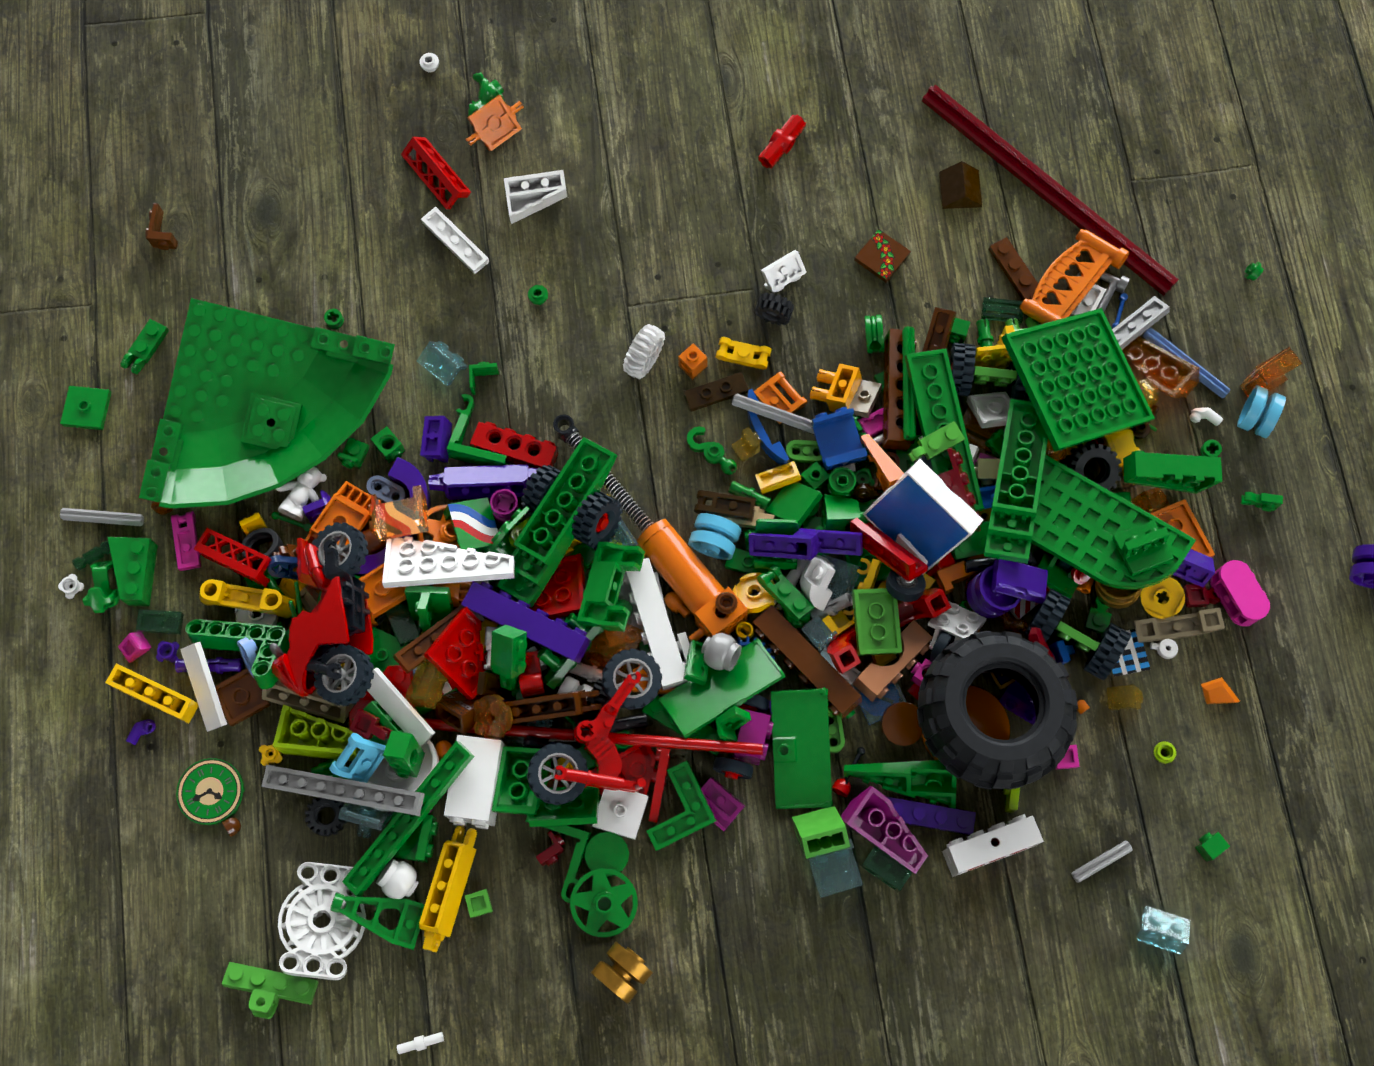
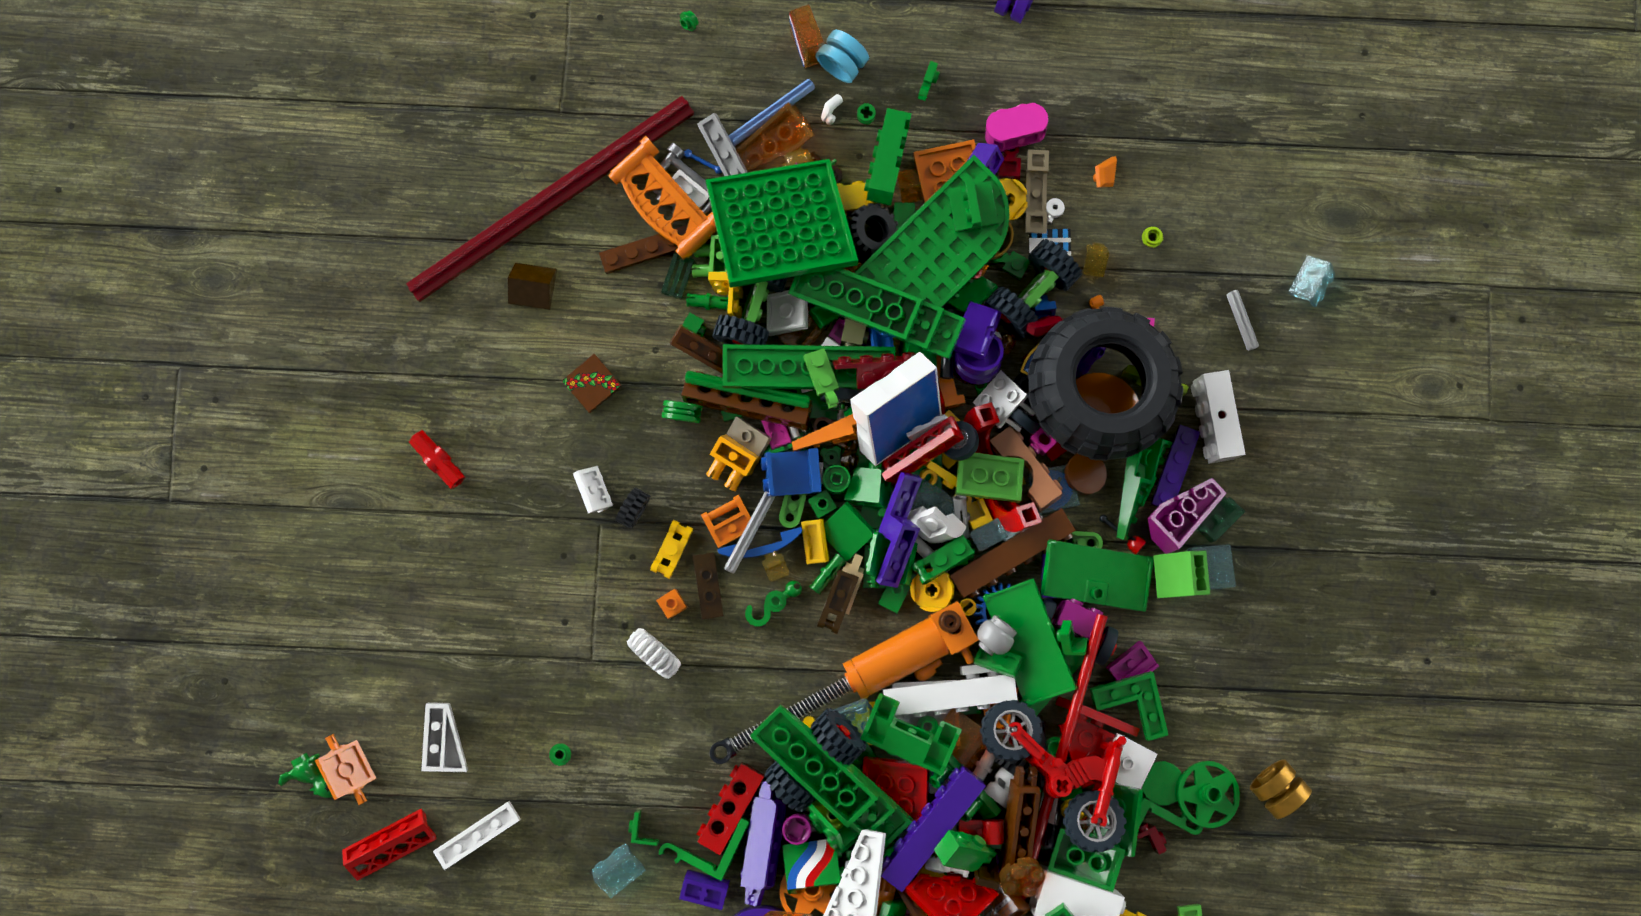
camera: 85 degrees left, 10 degrees up
(429, 66) = (254, 831): white plate -> none
(714, 536) = (871, 619): medium azure wheel -> none
(1211, 846) = (1246, 218): green plate -> none

